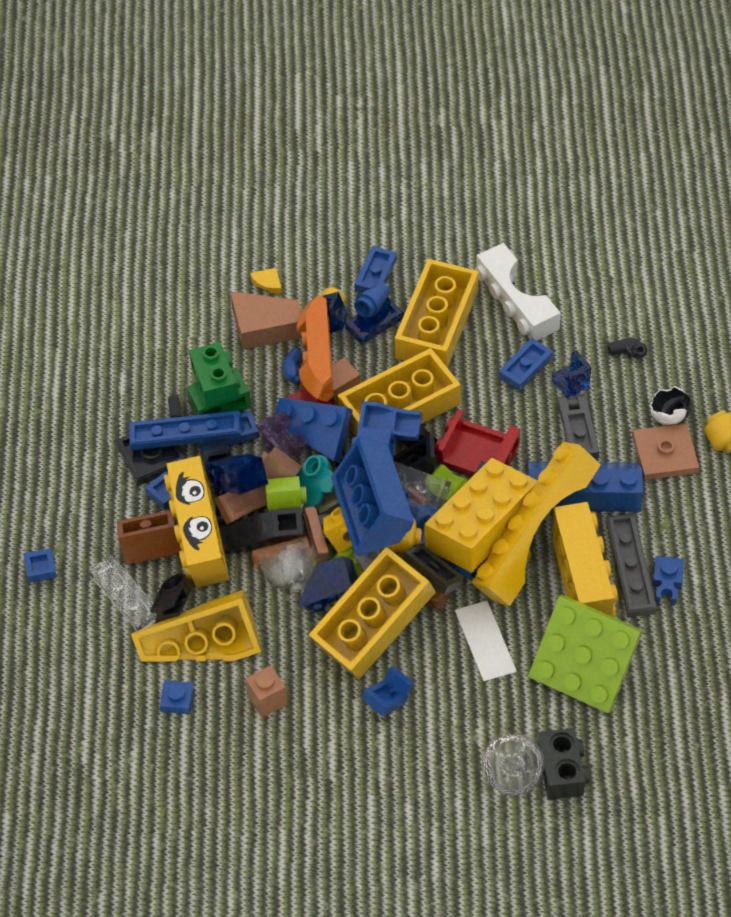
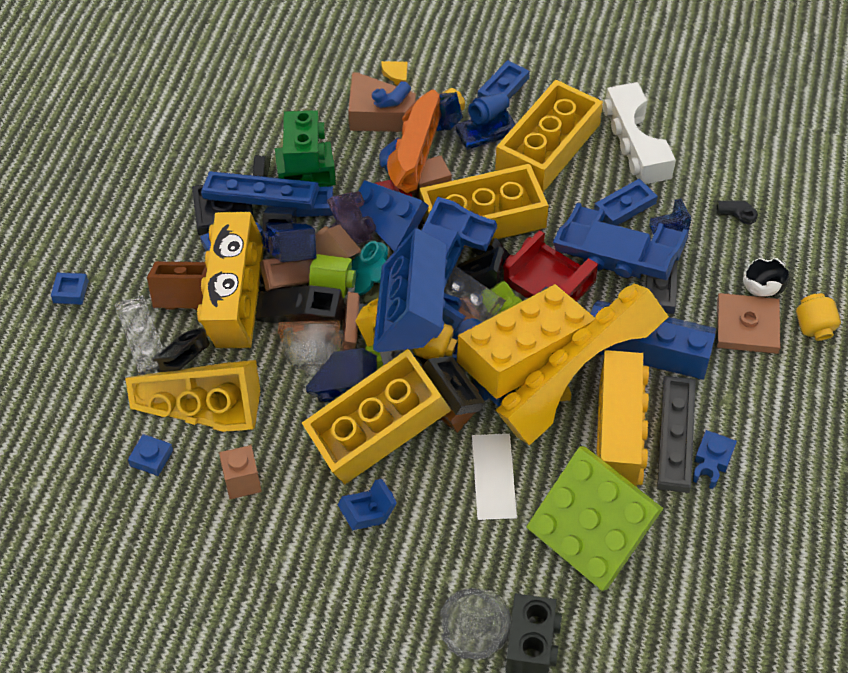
camera: 15 degrees right, 0 degrees up
(273, 314) = (391, 99): none -> blue arm
(533, 409) = (617, 247): none -> blue bracket

